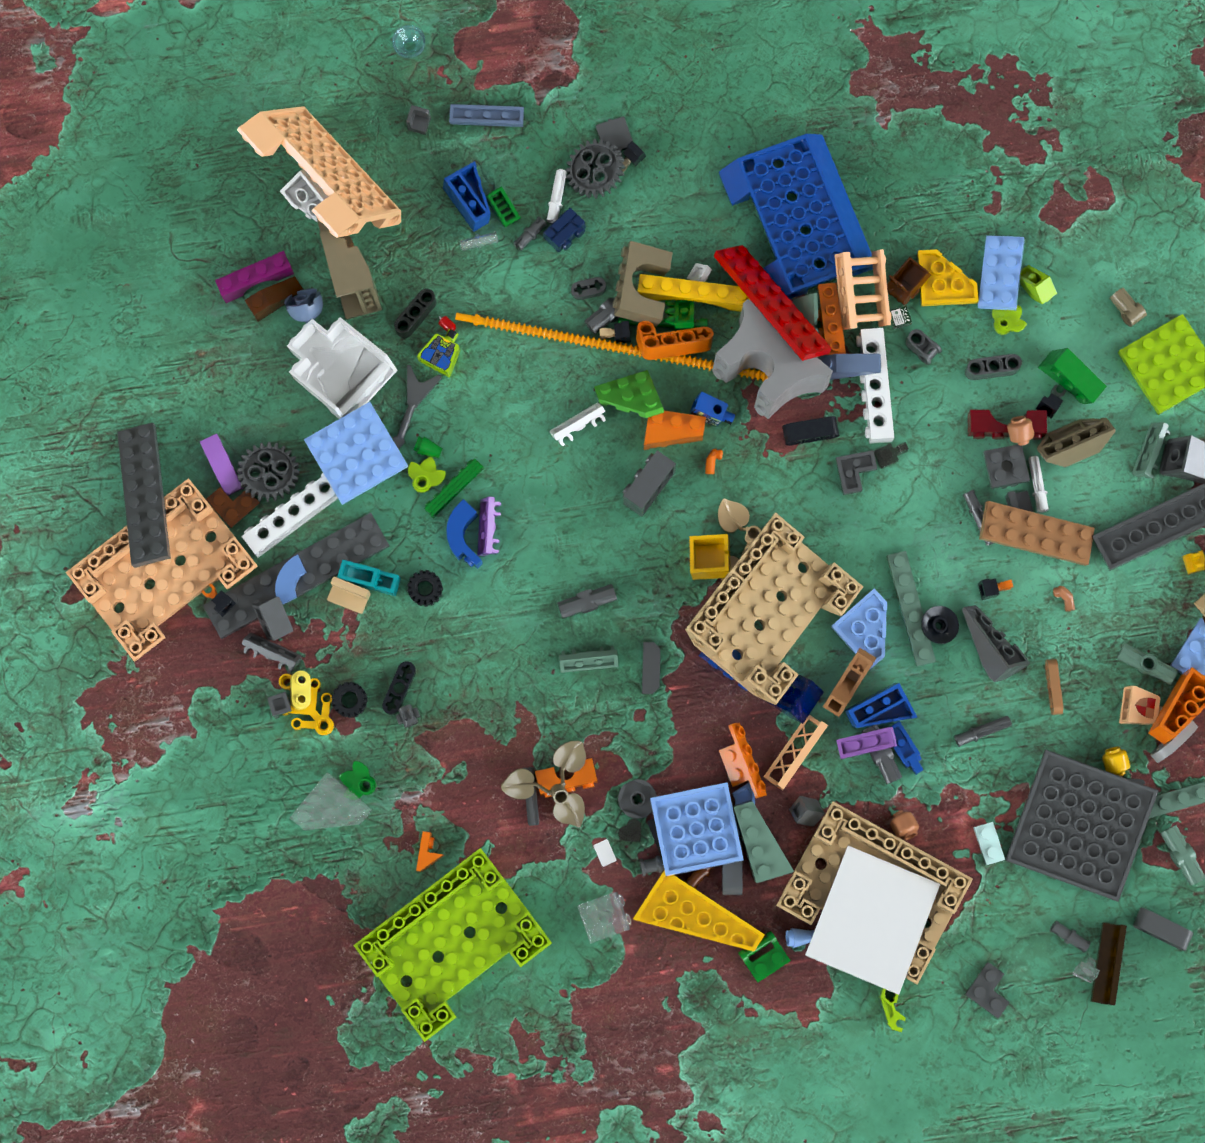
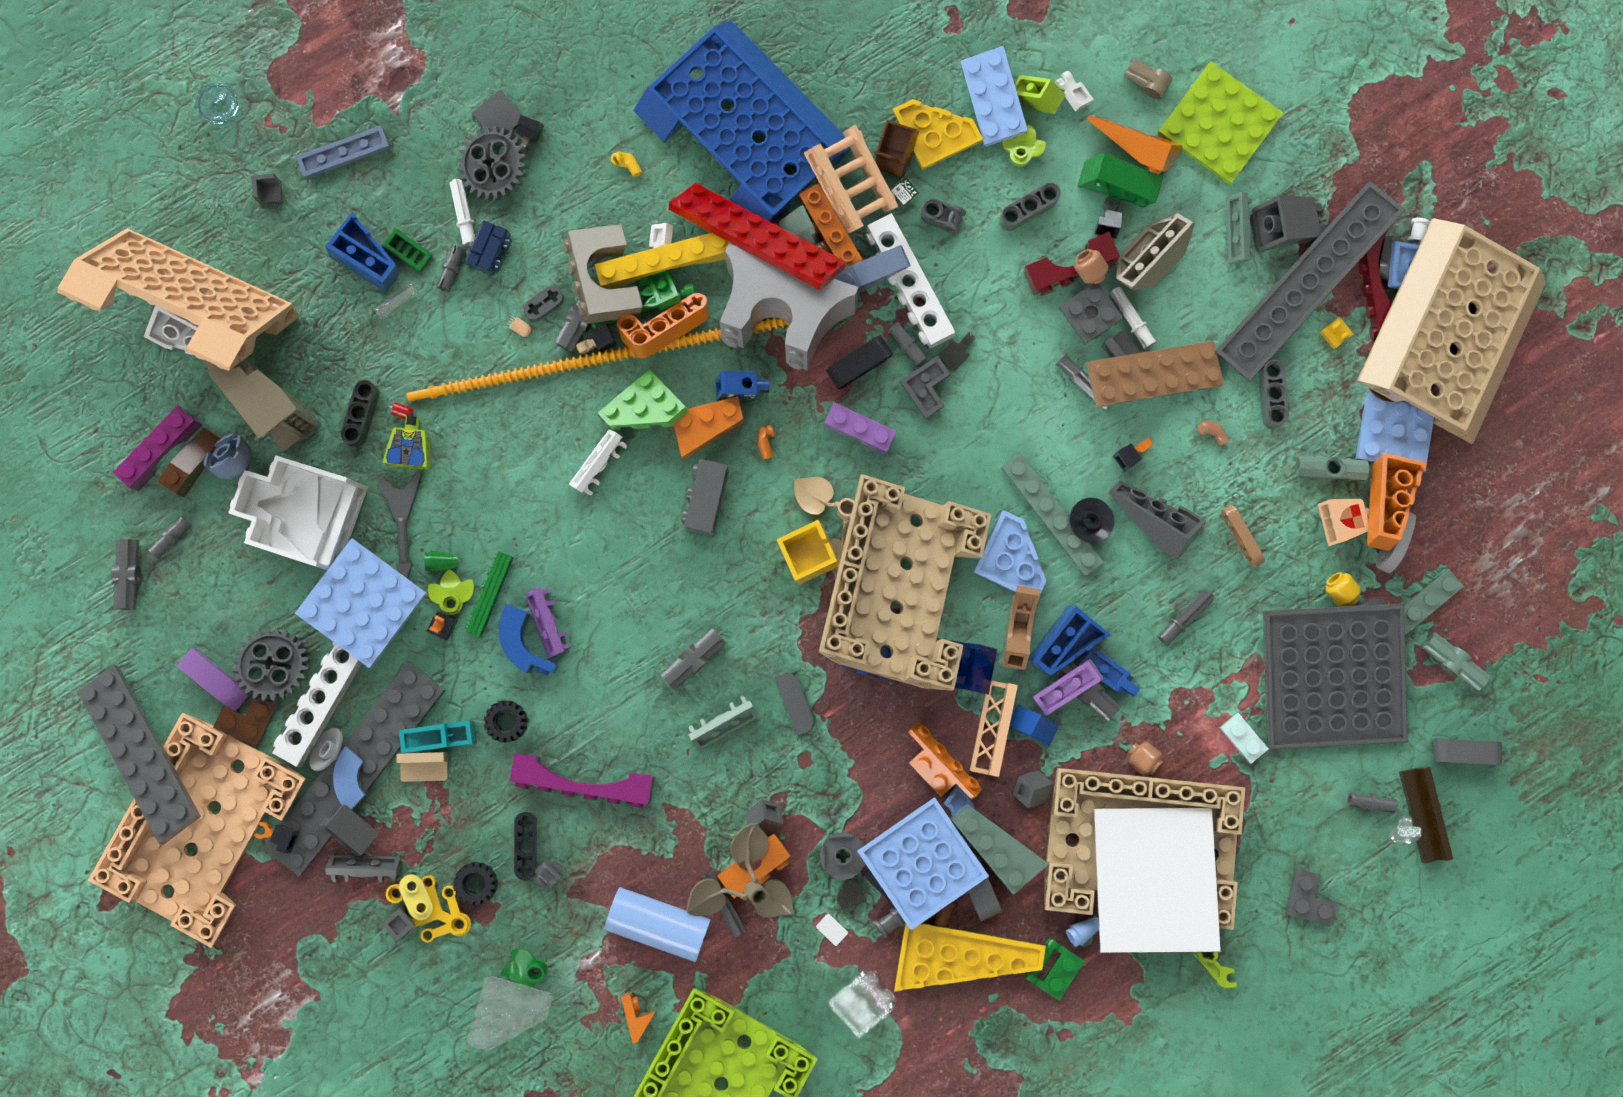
camera: 30 degrees left, 5 degrees up
(190, 360) = (126, 574): none -> dark grey piece
(234, 346) = (169, 537): none -> dark grey pin
(282, 551) = (326, 749): none -> light grey dish
(407, 497) = (442, 626): none -> black piece
(473, 788) = (656, 924): none -> light blue piece
(500, 679) = (529, 770): none -> magenta arch
(563, 298) = (520, 326): none -> light nougat piece
(592, 743) = (766, 815): none -> dark grey panel
(698, 208) = (628, 161): none -> yellow arm
(782, 472) = (852, 424): none -> medium lavender arch
(828, 763) = (1033, 725): none -> blue slope
(853, 432) = (907, 344): none -> dark grey pin
(1065, 296) = (1074, 92): none -> white plate
(1104, 361) = (1148, 150): none -> orange wedge
(1131, 582) = (1279, 385): none -> dark grey beam

